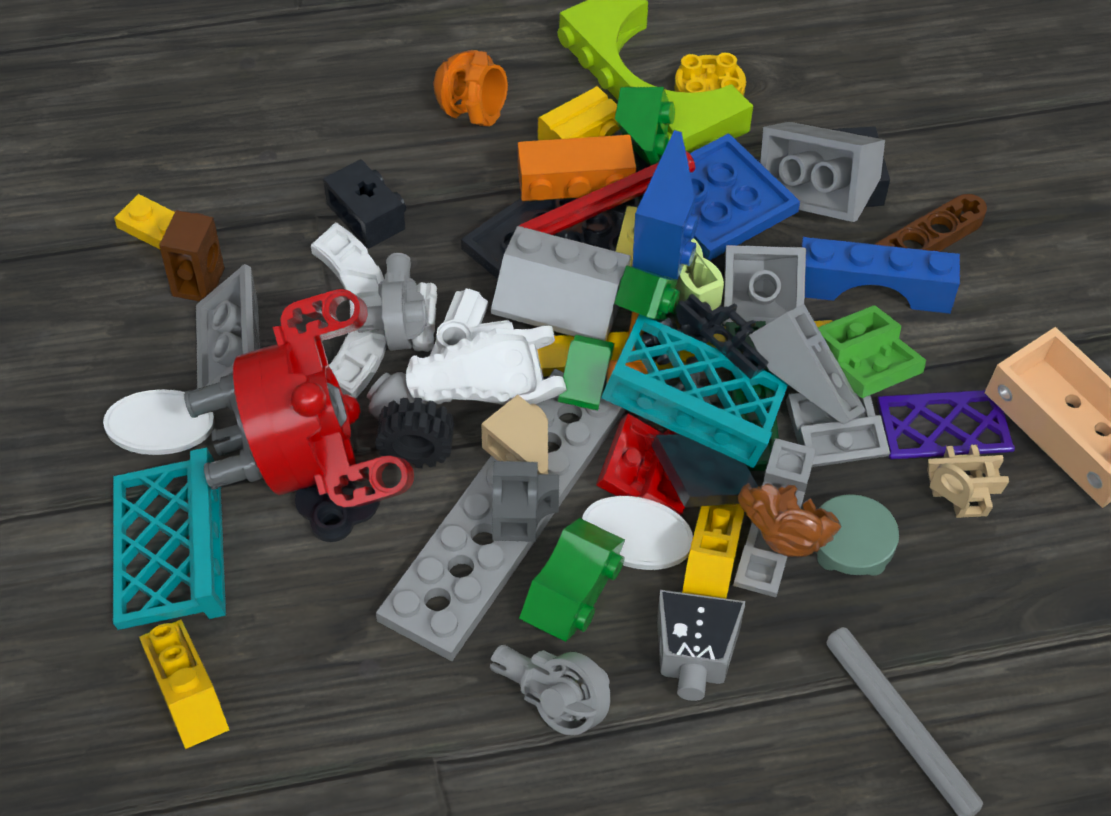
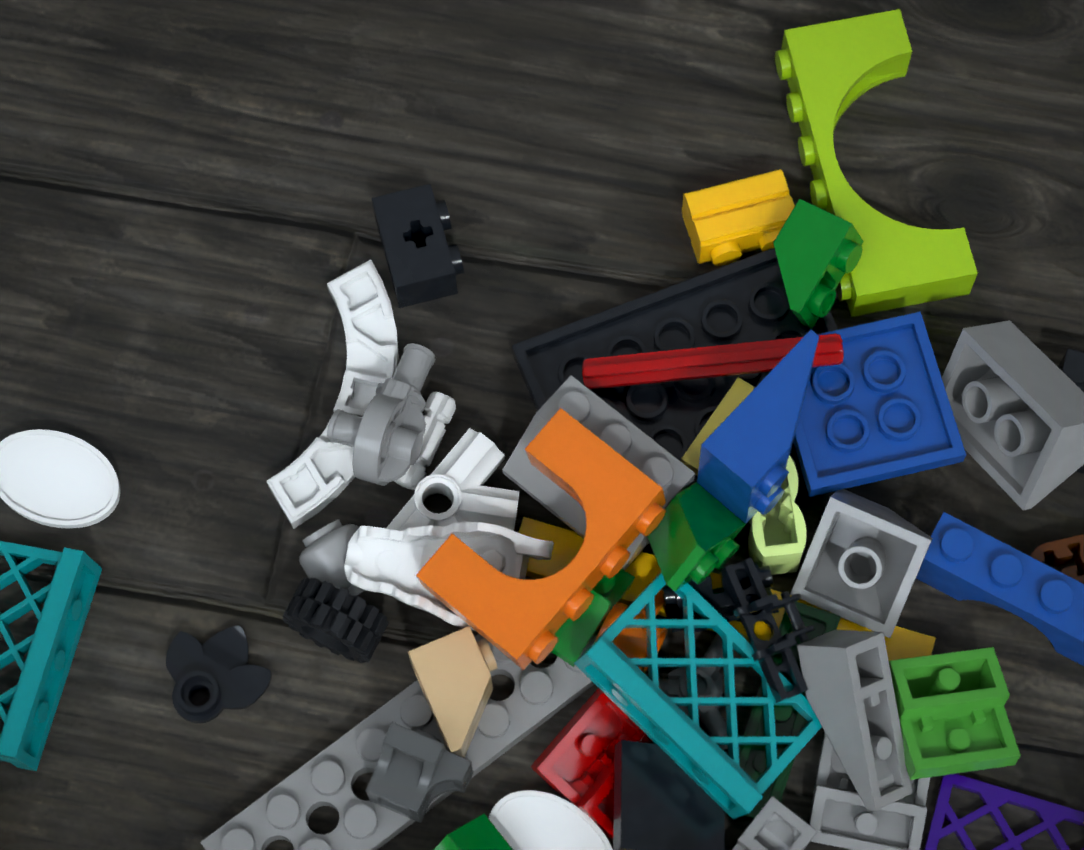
camera: 25 degrees right, 15 degrees up
(144, 220) = (156, 185): yellow plate -> none
(192, 255) = (169, 261): reddish brown brick -> none
(226, 326) = (177, 393): light grey slope -> none
(294, 412) = (190, 559): red piece -> none
(474, 80) = (634, 112): orange helmet -> none
(553, 366) = (526, 614): none -> orange arch
(572, 166) = (694, 295): orange brick -> none
(709, 73) = (950, 194): yellow tile -> none

